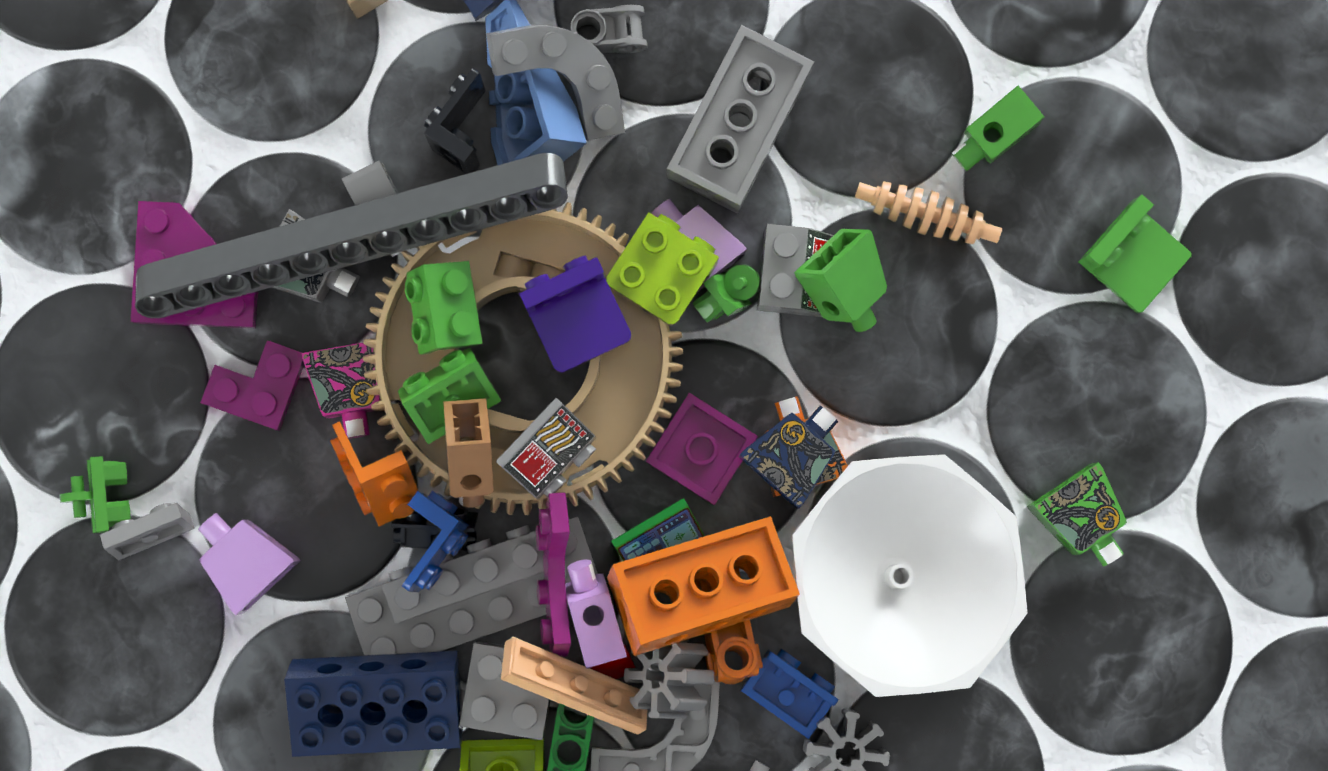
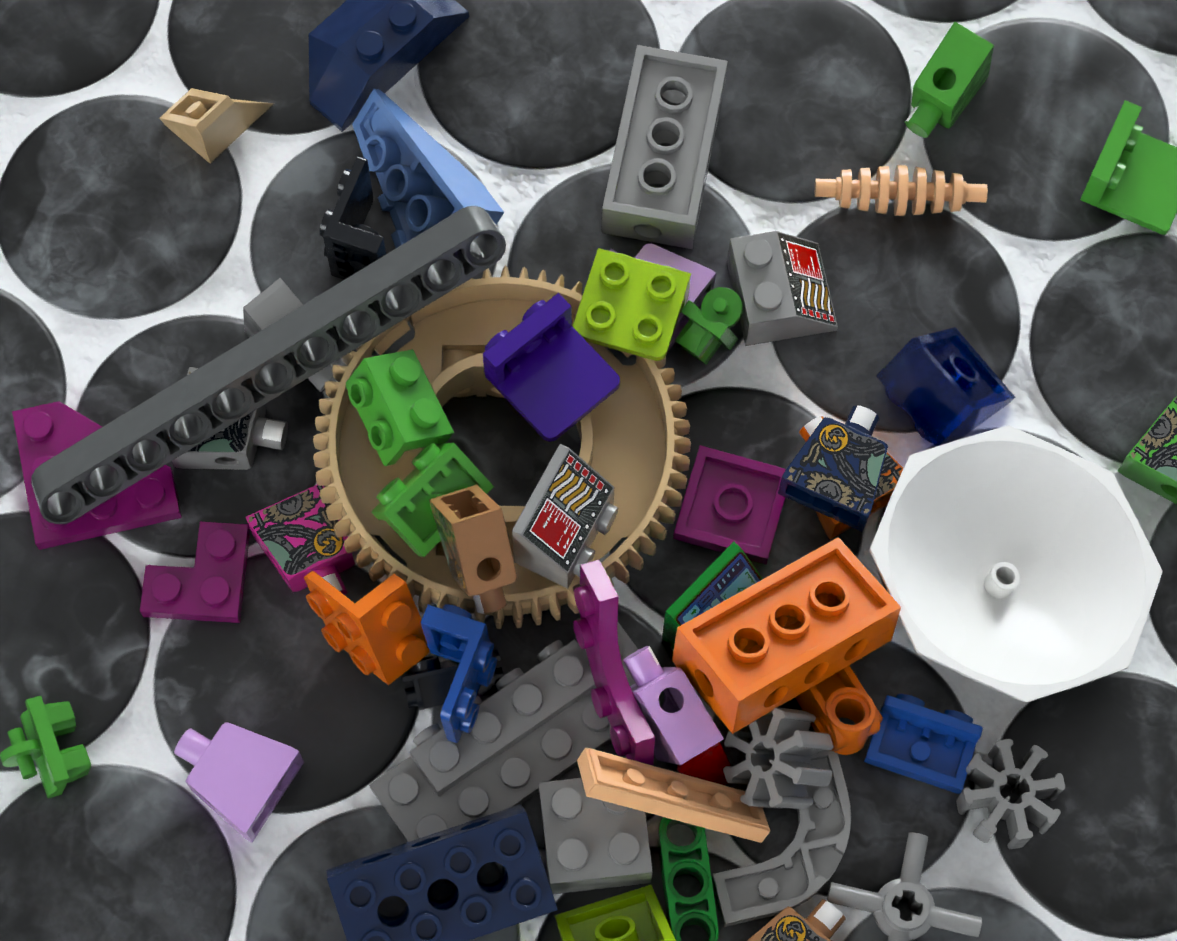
camera: 10 degrees left, 15 degrees down
(140, 534) = (113, 772): light grey plate -> none
(575, 59) = (467, 128): light grey plate -> none
(613, 28) = (495, 97): light grey piece -> none
(845, 278) = (835, 275): bright green torso -> none
(907, 397) = (943, 386): none -> clear blue slope

